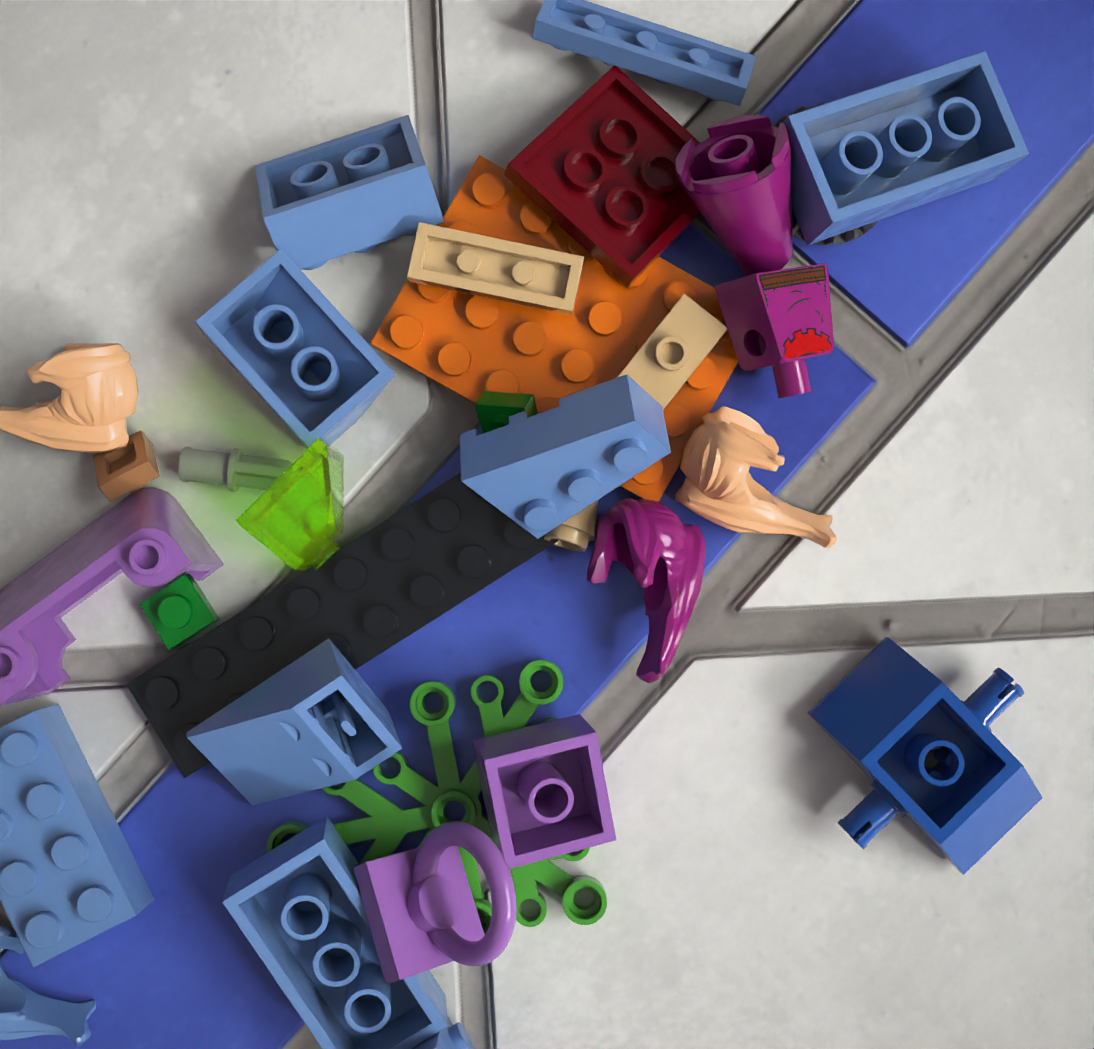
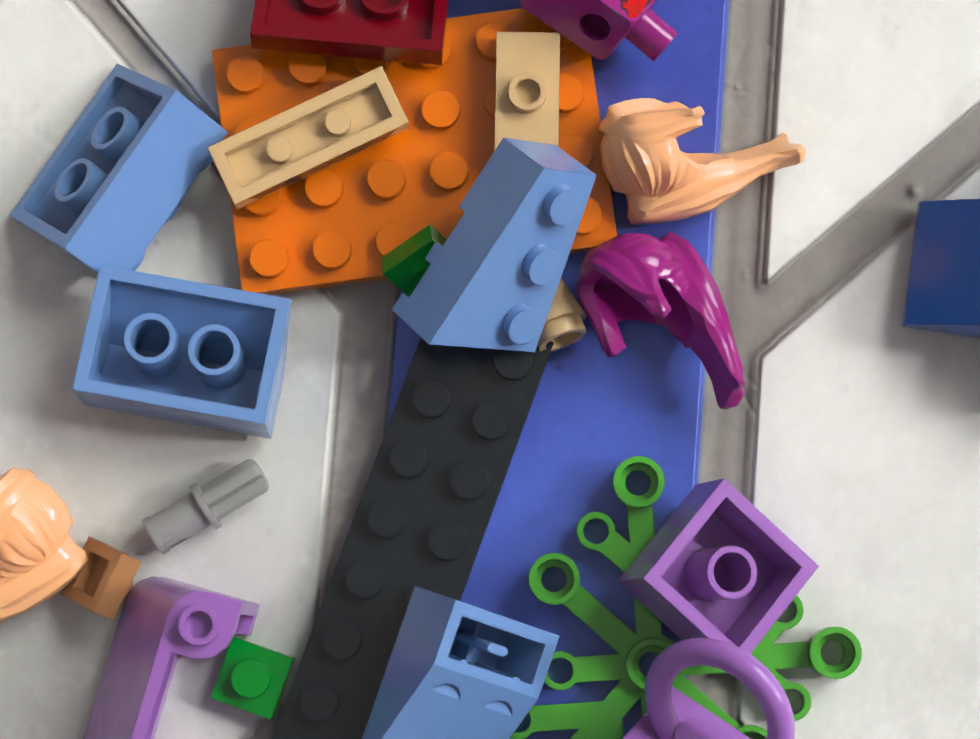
camera: 35 degrees left, 5 degrees down
(302, 509) = (298, 490): clear neon green slope -> none

